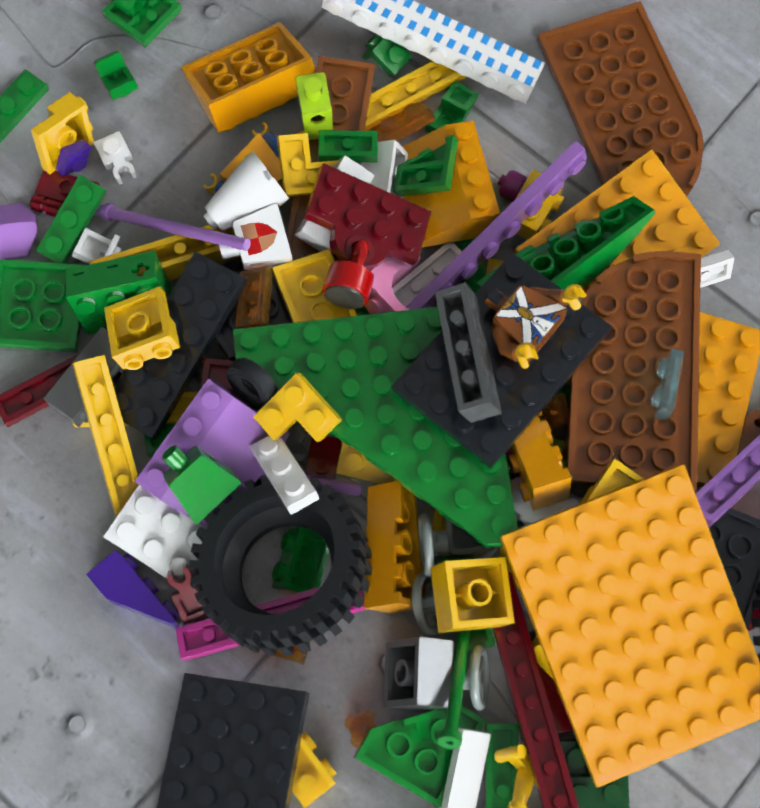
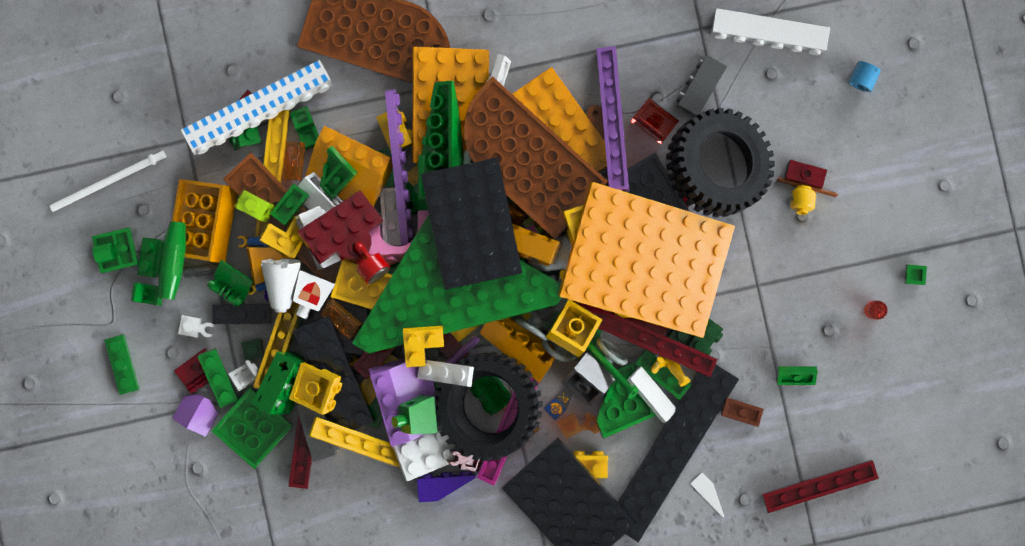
camera: 45 degrees left, 15 degrees up
(65, 126) = (167, 347): yellow plate -> none
(73, 158) = (182, 351): dark purple plate -> none
(110, 212) = (227, 354): medium lavender bar -> none
(137, 236) = (253, 349): none -> dark green plate
(170, 193) = (241, 315): none -> black plate
(173, 64) = (165, 259): none -> green plate
(191, 117) = (200, 270): none -> dark grey axle
(198, 154) = (230, 282): none -> green hinge
(251, 382) = (388, 354): black tyre -> none
(336, 700) = (569, 426): none -> clear orange plate
(355, 666) = (559, 404): none -> sticker
(468, 353) = (460, 243): dark grey brick -> none
(511, 184) = (373, 131): magenta piece -> none
(529, 318) = (465, 199): torso -> none
(665, 396) = (551, 159): clear light blue plate -> none

